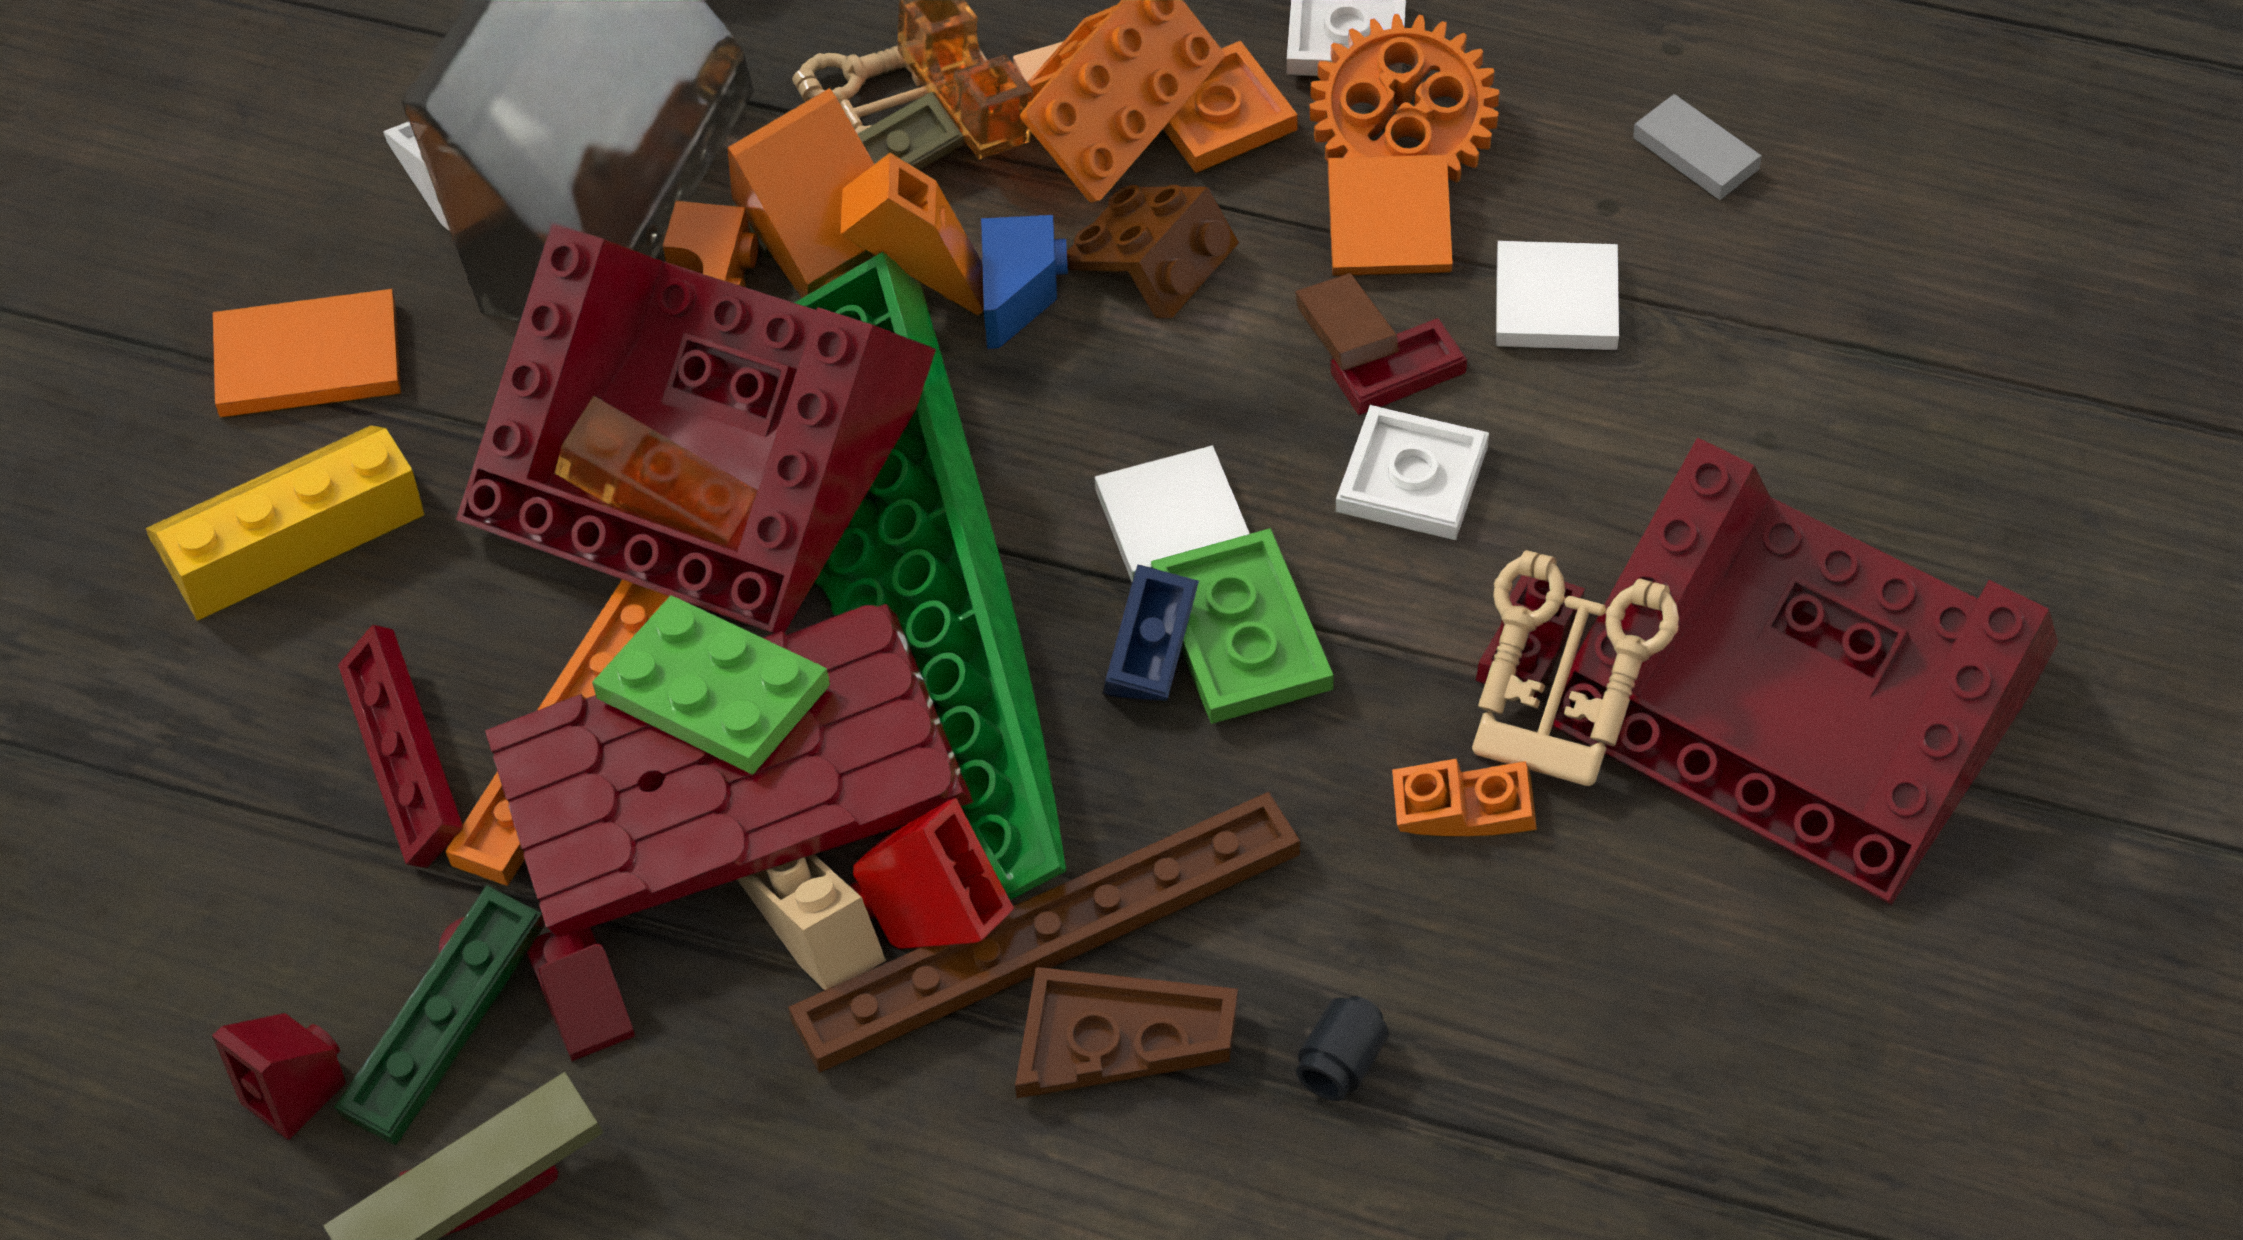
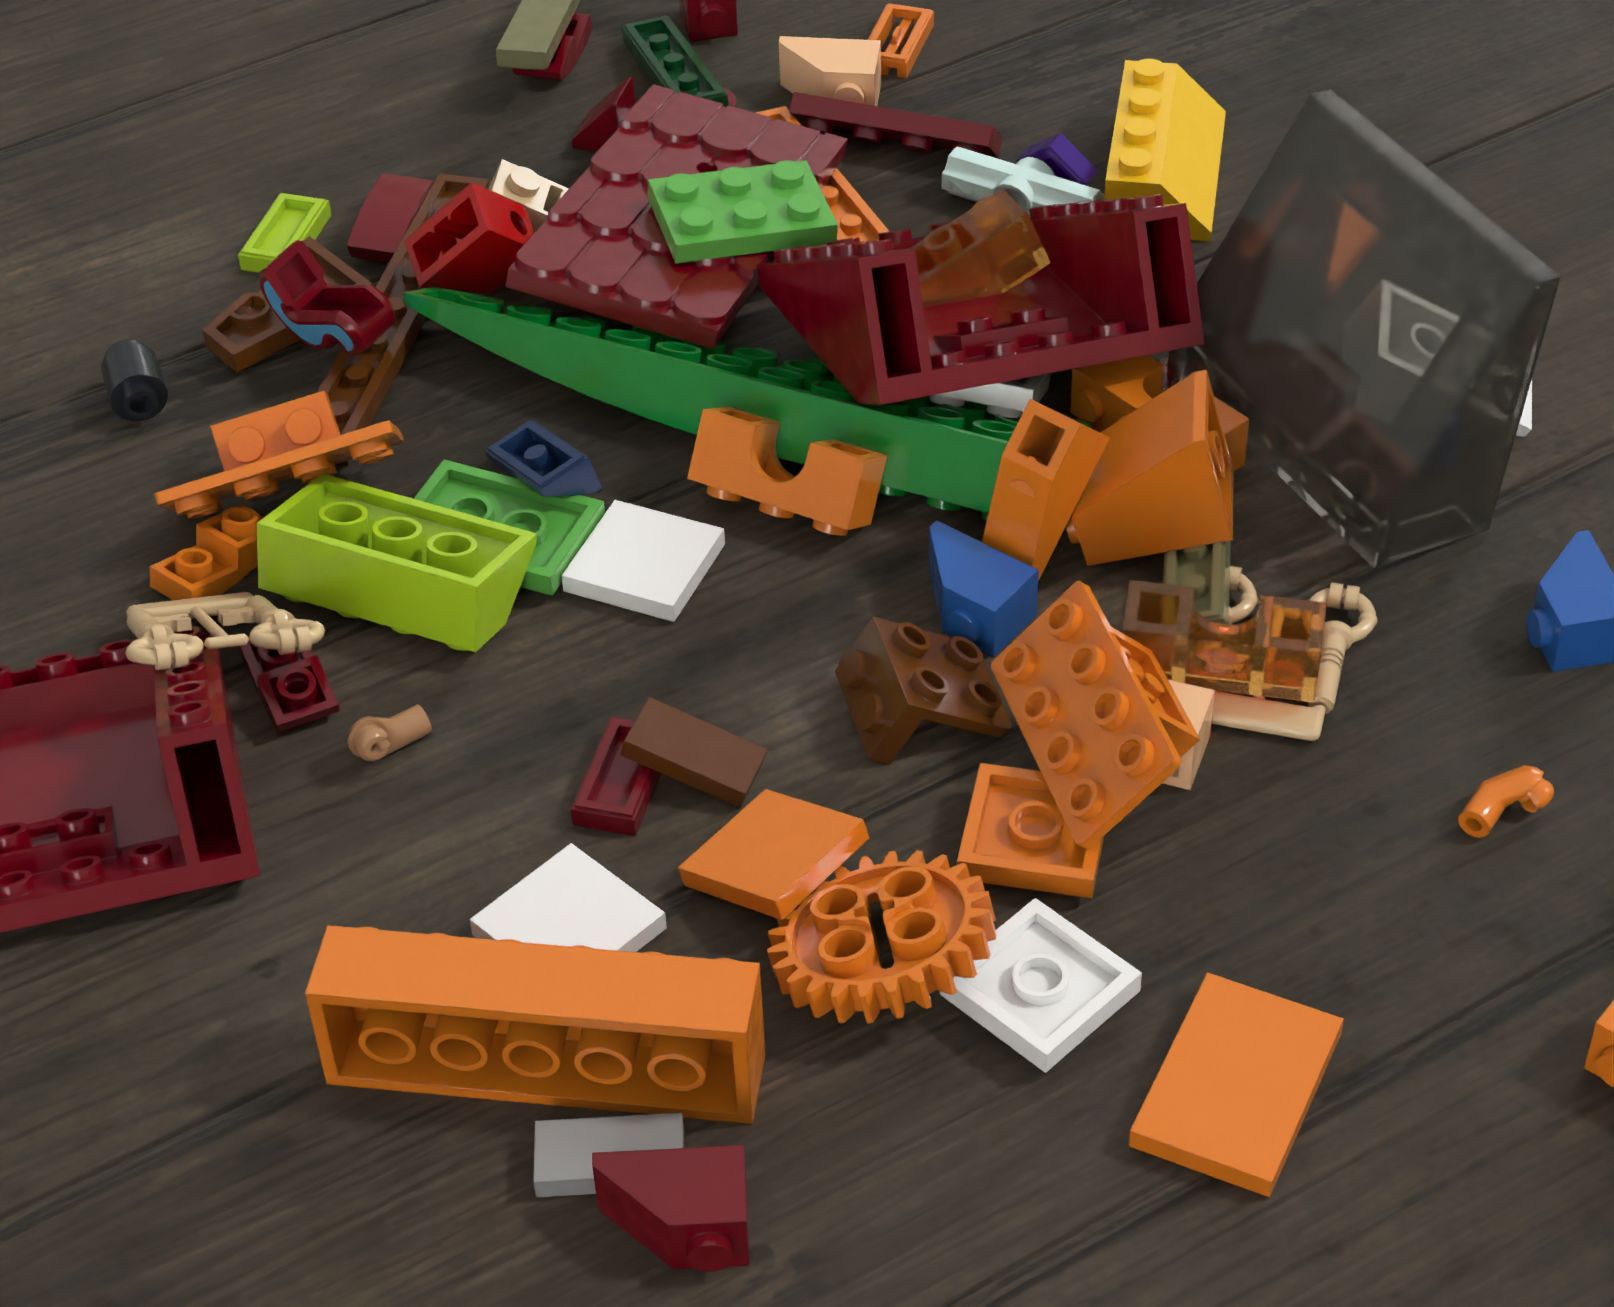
camera: 130 degrees right, 10 degrees down
(215, 885) = (915, 42): none -> orange tile
(347, 851) = (831, 68): none -> light nougat slope
(368, 579) = (1062, 159): none -> dark purple tile
(432, 579) = (1027, 182): none -> light aqua piece
(901, 1056) = (386, 216): none -> dark red slope
(1008, 1152) = (286, 221): none -> lime tile
(1016, 489) = (740, 459): none -> orange arch
(1133, 907) = (321, 311): none -> dark red animal
(1354, 778) = (276, 445): none -> orange bracket
(1360, 629) = (394, 561): none -> lime slope
(1412, 472) = (514, 716): white tile -> none
(1523, 523) = (379, 736): none -> medium nougat arm
(1676, 198) = (538, 1023): none -> orange brick
(1695, 64) = (679, 1202): none -> dark red slope

